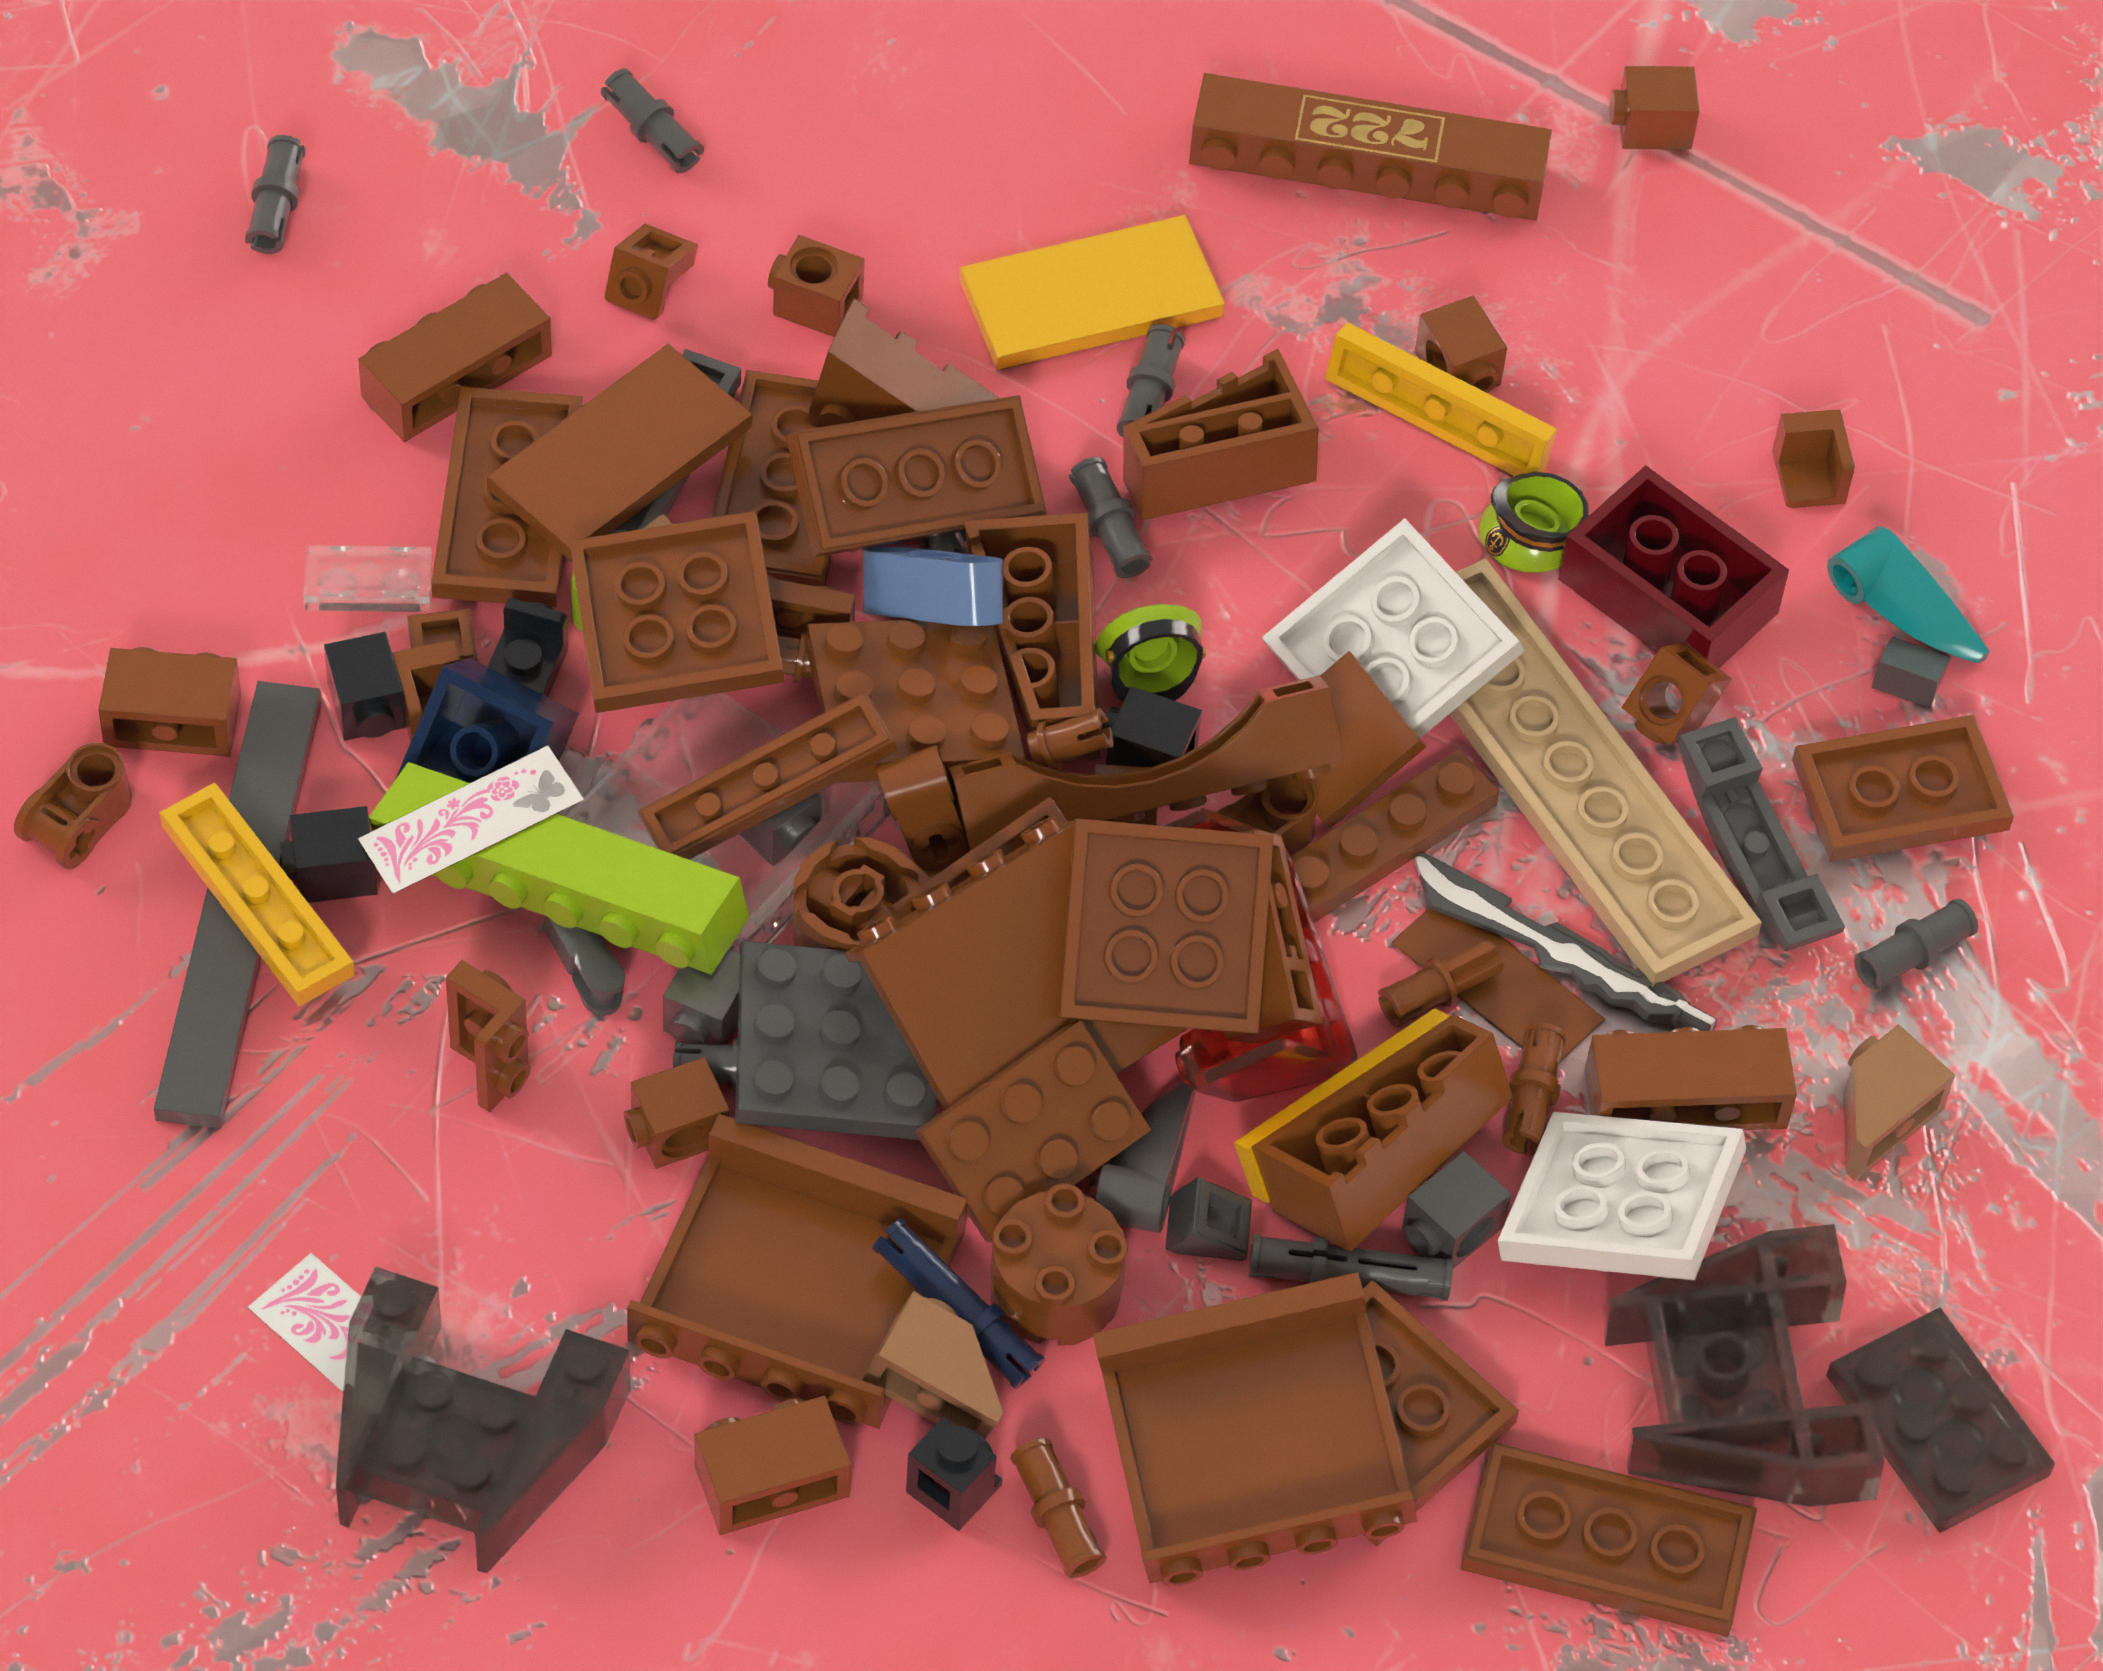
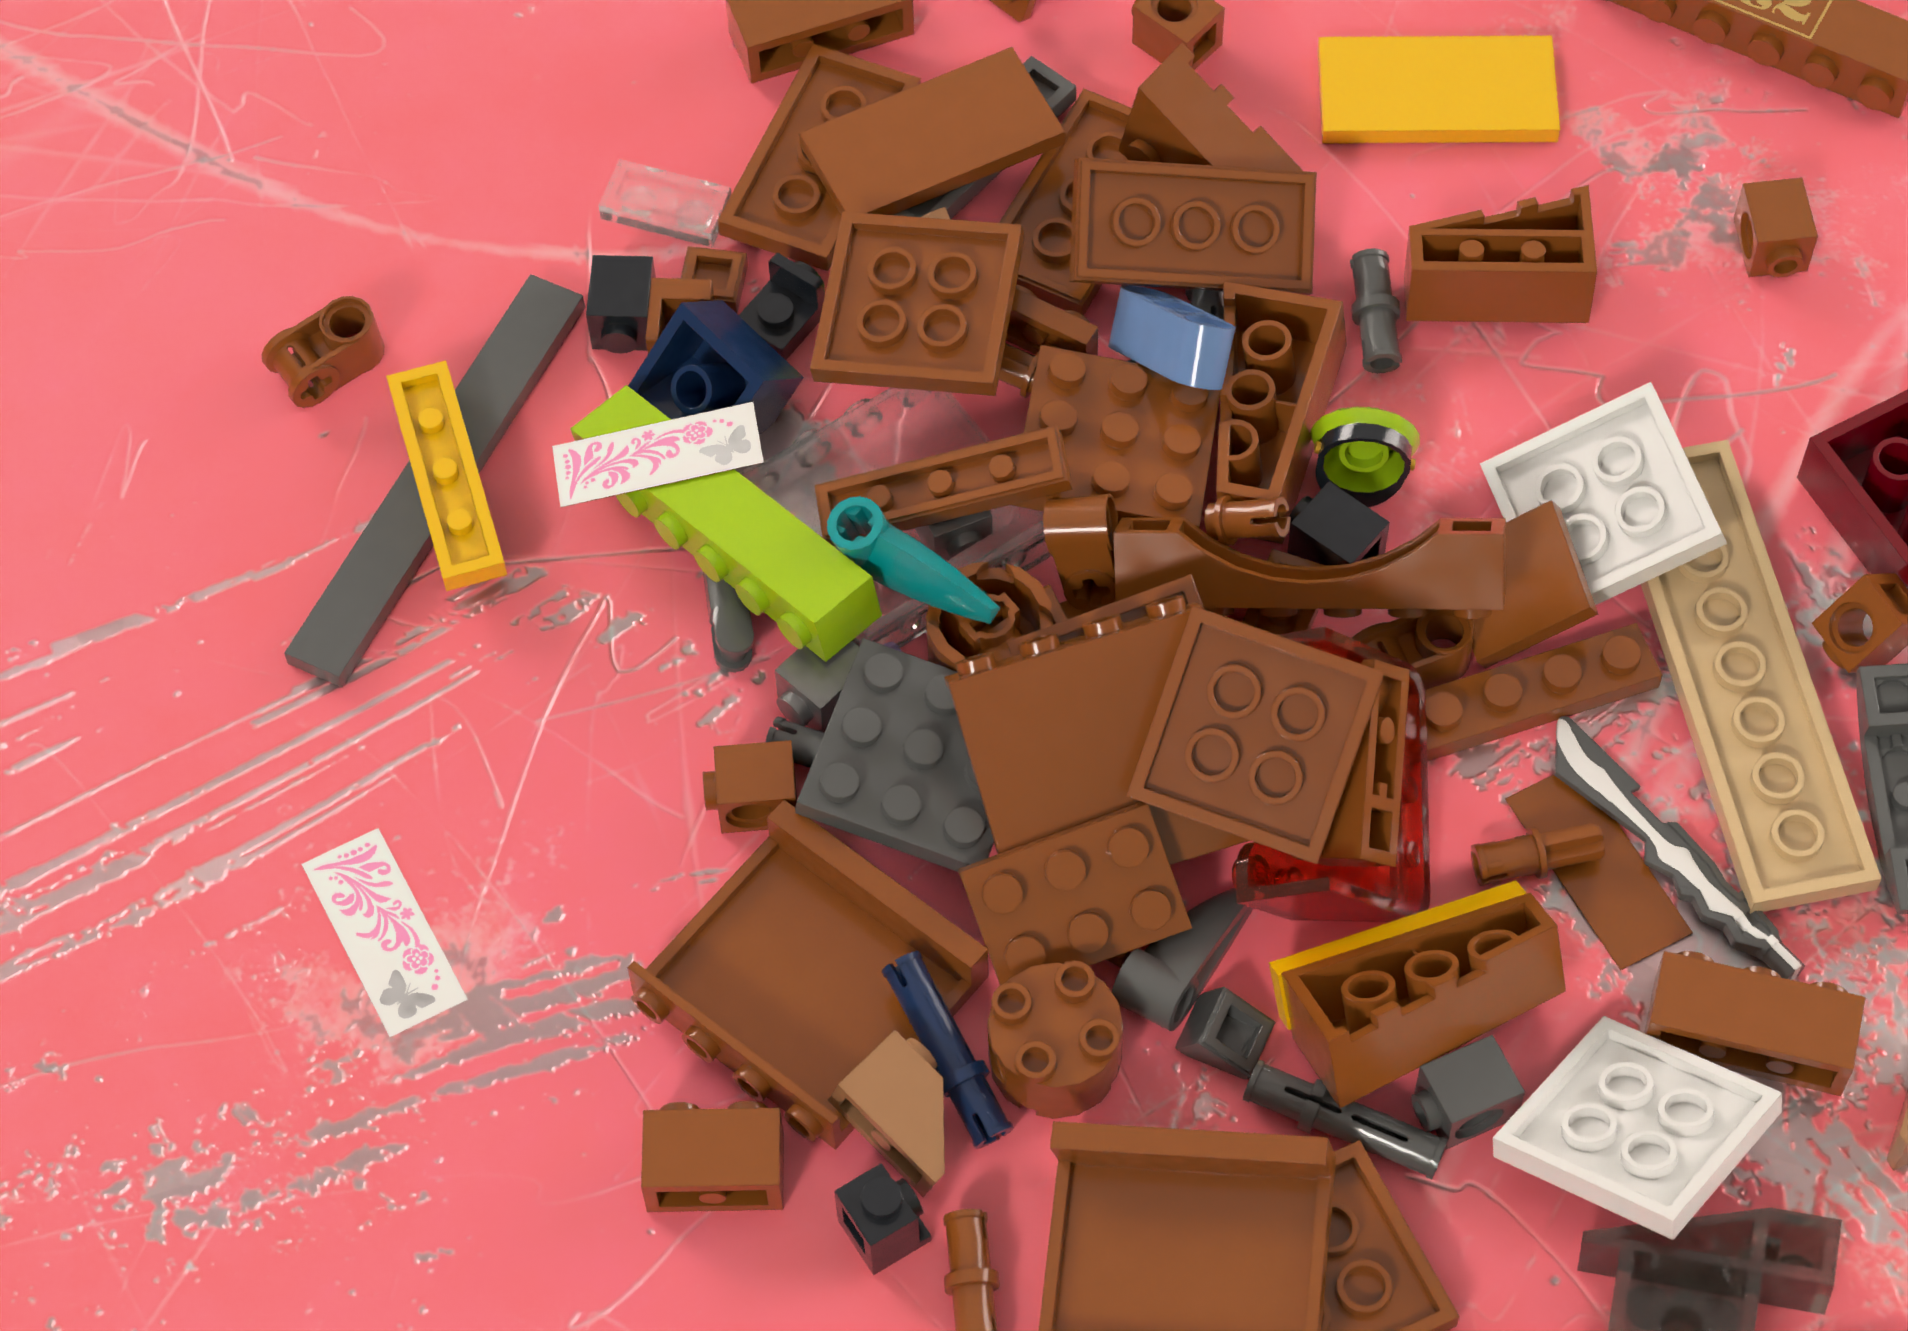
camera: 25 degrees right, 5 degrees up
(170, 701) = (444, 274): dark orange brick -> none
(329, 856) = (522, 452): black brick -> none
(459, 1441) = (429, 1048): clear smoke wedge -> none
(489, 1030) = (604, 670): dark orange bracket -> none
(762, 859) = (903, 561): none -> teal piece
(1152, 379) = (1463, 188): dark grey pin -> none
(1439, 402) = (1737, 276): yellow plate -> none
(1531, 520) = (1785, 410): lime piece -> none
(1534, 1087) = (1593, 985): dark orange pin -> none

